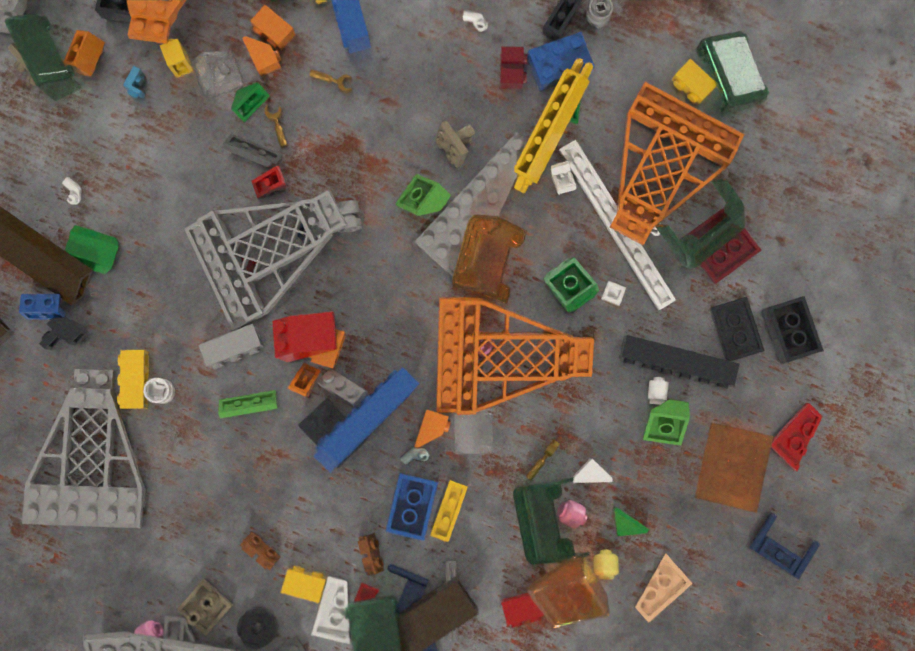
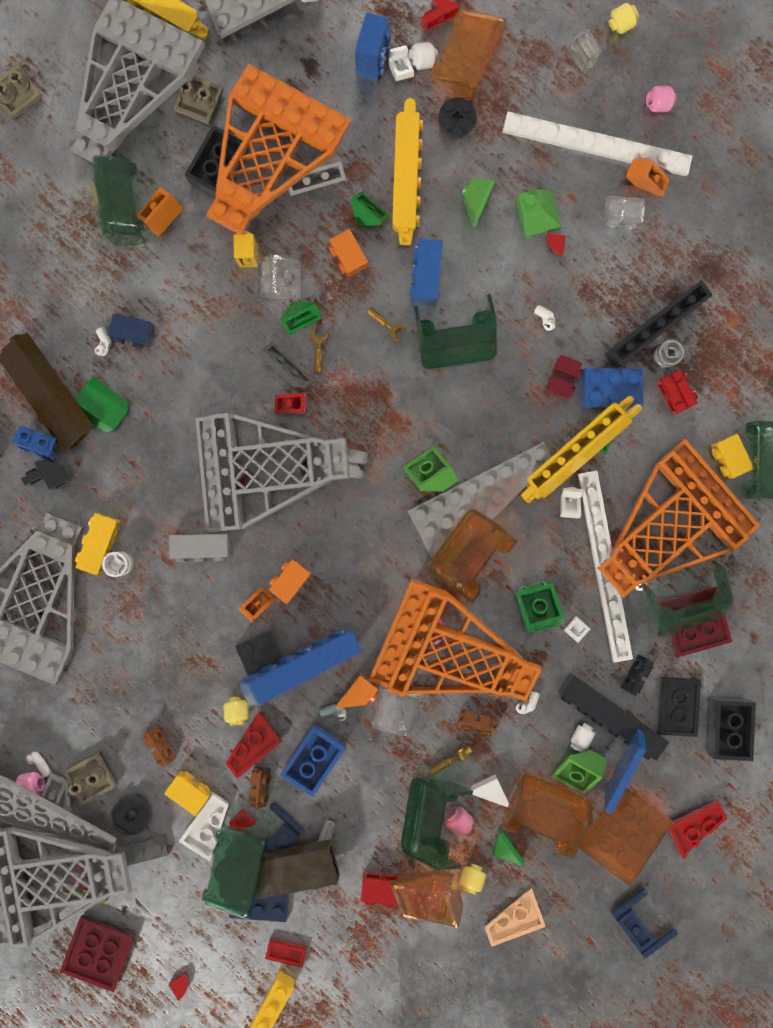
camera: 25 degrees right, 5 degrees up
(95, 170) = (130, 330): none -> dark blue brick
(133, 81) = (198, 256): dark azure bracket -> none
(152, 610) = (36, 758): none -> white arm
(248, 404) = (196, 606): bright green plate -> none
(262, 55) = (329, 277): orange slope -> none
(304, 336) = (271, 564): red slope -> none
(321, 489) = (236, 711): none -> light yellow head
(342, 388) = (289, 627): light grey plate -> none
(352, 514) = (254, 745): none -> red wing
(405, 72) = (460, 343): none -> clear green windscreen
(449, 511) = (346, 775): yellow plate -> none
(454, 142) = (479, 431): dark tan plate -> none
(563, 416) = (483, 726): none -> dark orange hinge
(595, 381) = (529, 705): none -> white arm
(621, 42) = (677, 392): none -> red brick
(654, 475) = (550, 813): none -> clear orange windscreen
(687, 305) = (633, 682): none -> black hinge
(708, 404) = (625, 771): none -> blue tile

